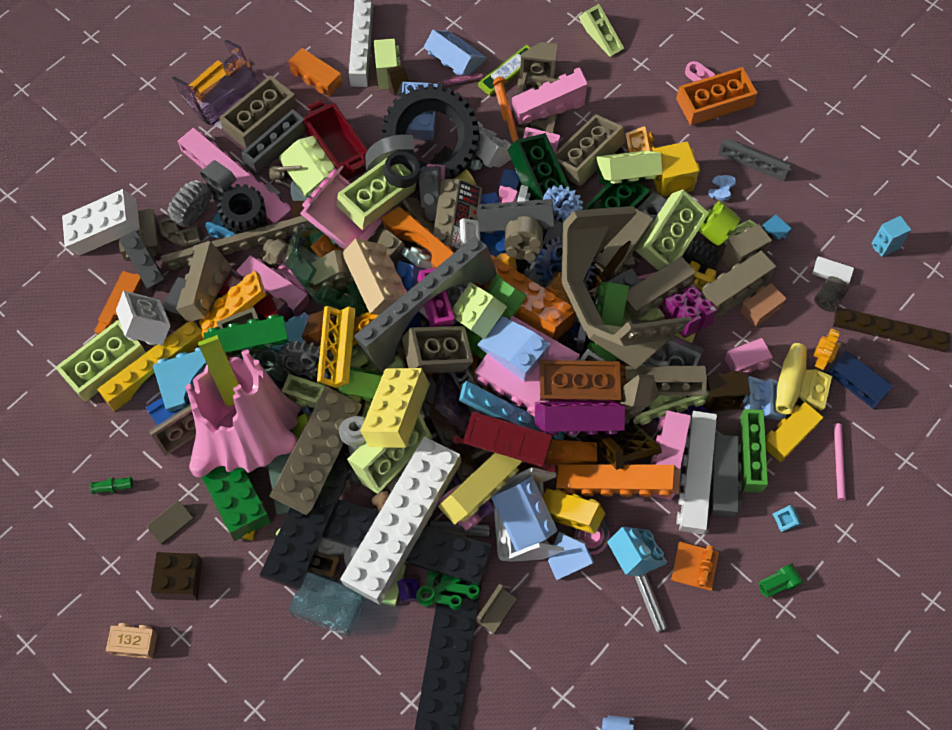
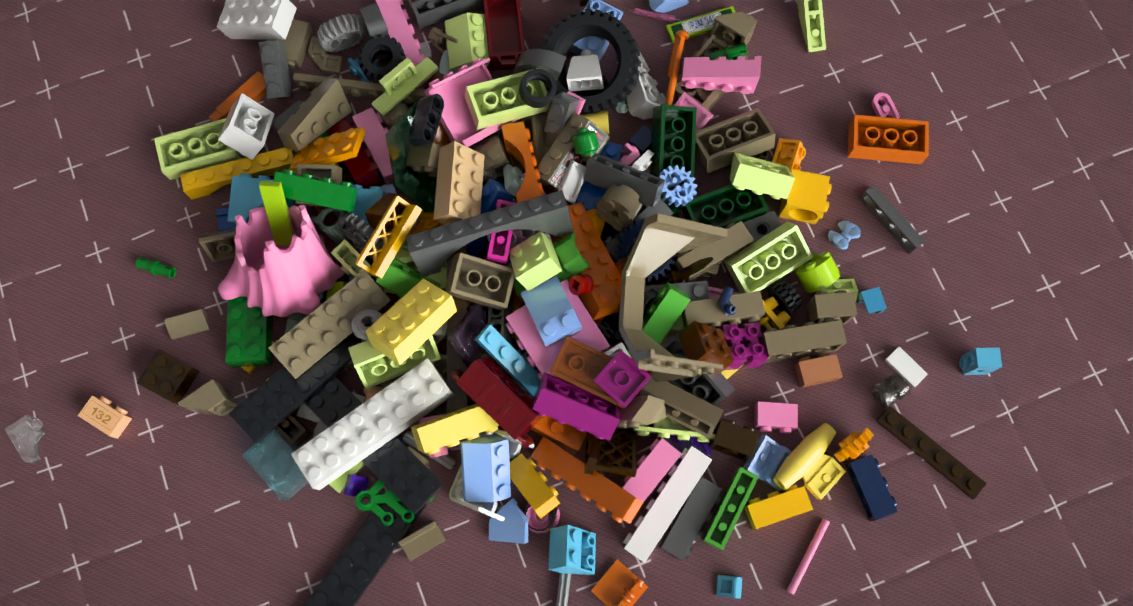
camera: 25 degrees right, 10 degrees up
(59, 695) = (26, 436): none -> clear arch
(230, 577) = (209, 399): none -> dark tan slope
(272, 219) = (402, 82): none -> yellowish green bracket
(317, 234) = (426, 120): none -> black beam
(432, 145) = (584, 73): none -> white torso
(466, 198) = (585, 142): none -> green head
(533, 313) = (581, 284): none -> red wheel
(552, 76) = (730, 52): none -> green pin
(607, 373) = (622, 379): none -> magenta plate
(656, 277) = (724, 302): none -> dark blue arm
(657, 311) = (706, 345): none -> reddish brown brick

